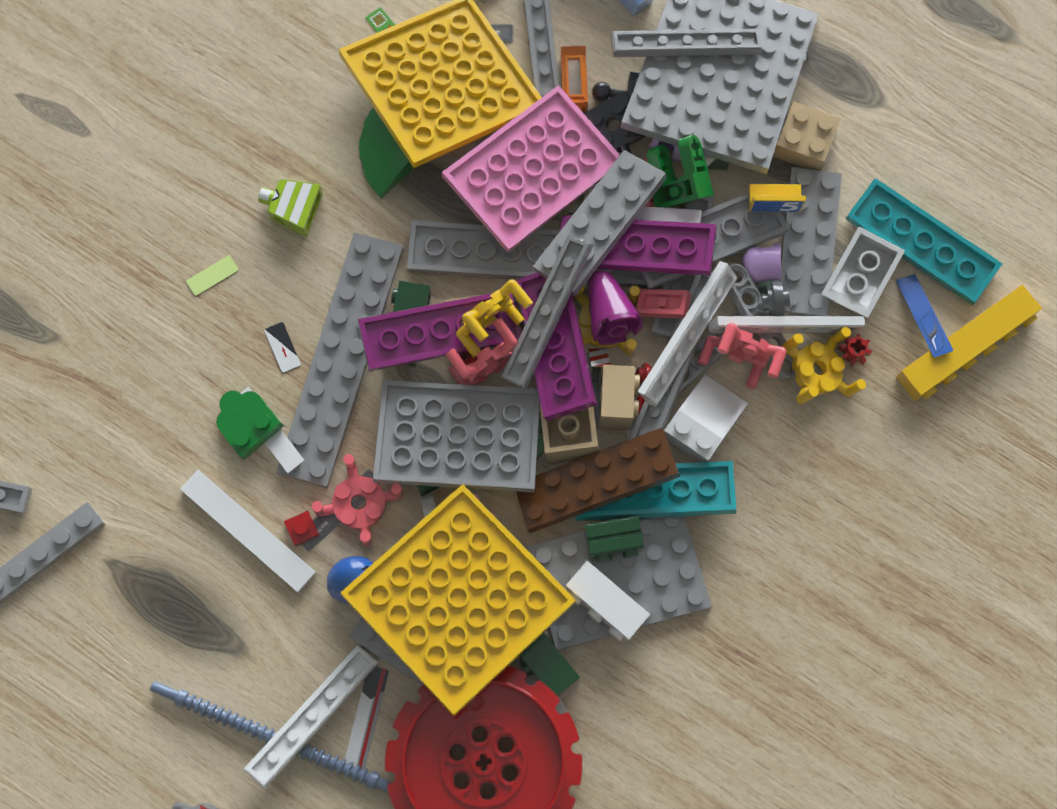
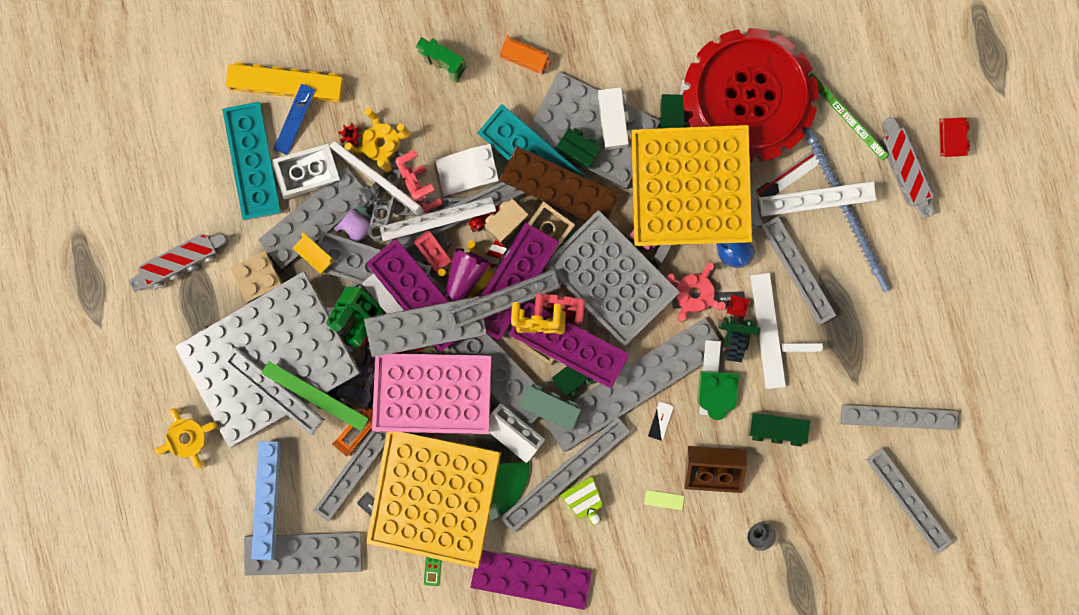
camera: 135 degrees left, 10 degrees up
(79, 318) = (761, 536): none -> dark grey plate
(150, 439) = (778, 429): none -> dark green brick
(184, 345) = (715, 469): none -> reddish brown slope
(195, 542) = (801, 347): none -> white tile
(268, 621) = (798, 271): none -> light grey plate
(274, 493) = (737, 337): none -> plate
(278, 94) = (532, 579): none -> magenta plate
(332, 214) = (565, 474): none -> light grey plate
(405, 255) = (550, 407): none -> sand green brick
(419, 205) = (514, 433): none -> white brick
(643, 69) = (314, 396): none -> bright green sticker
(761, 590) = (525, 55): none -> orange window
(839, 508) = (441, 58): none -> green hips
(895, 89) = (177, 261): none -> light grey hinge

